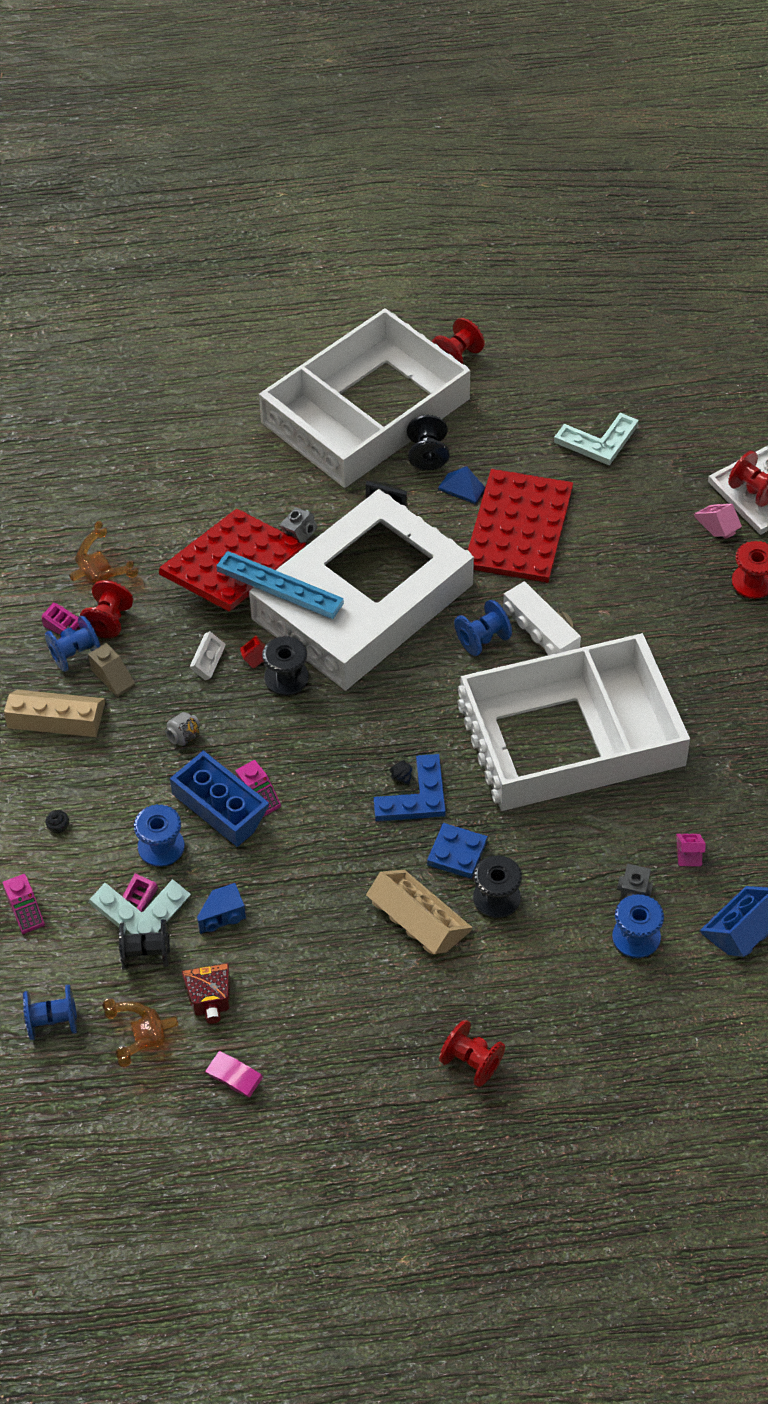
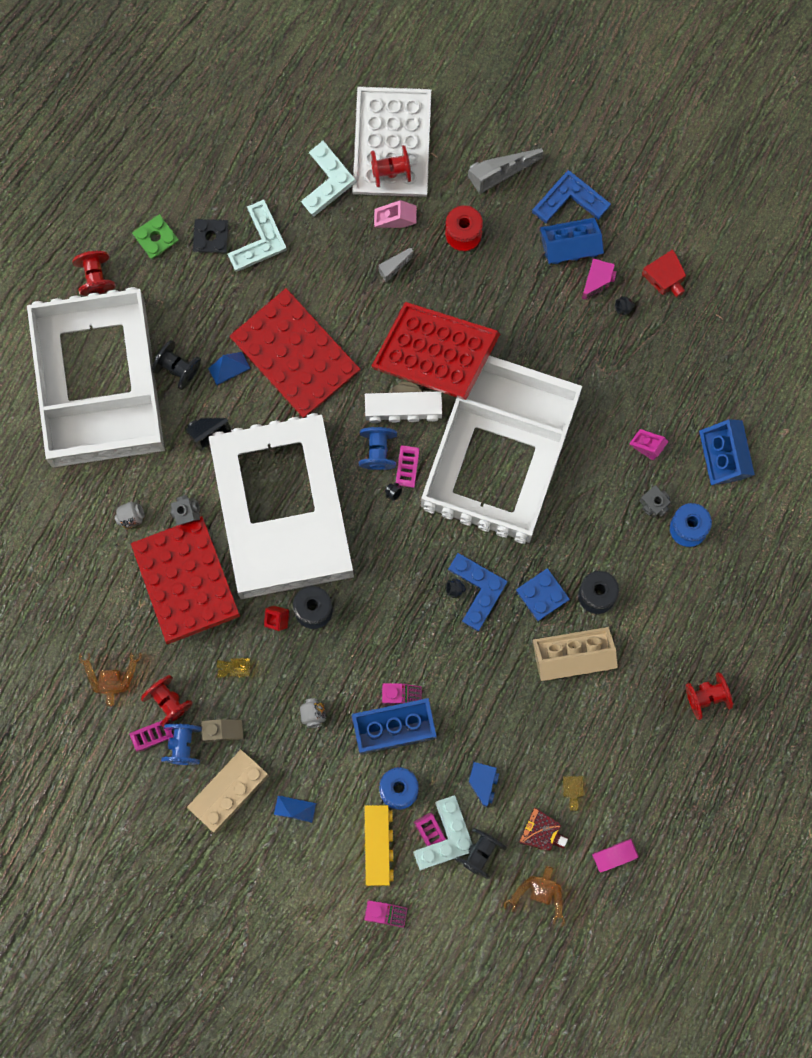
camera: 55 degrees left, 25 degrees up
(49, 1012) = (491, 948): blue hose -> none
(57, 821) = (328, 848): black plate -> none
(78, 774) = (295, 809): none -> blue slope
(89, 857) = (377, 845): none -> yellow brick
(182, 649) = (237, 667): none -> clear yellow plate
(207, 655) = (257, 654): white plate -> none
(261, 491) = (129, 515): none -> light grey head
(274, 995) = (573, 789): none -> clear yellow plate
(280, 584) = (252, 569): dark azure plate -> none
(454, 674) = (393, 491): none -> black plate
(492, 657) = (409, 450): none -> dark pink slope
(526, 363) = (155, 226): none -> bright green piece
(559, 404) = (206, 226): none -> black piece
(616, 610) = (435, 350): none -> red plate
(672, 545) = (393, 265): none -> light grey slope
(710, 460) = (338, 180): none -> light aqua plate

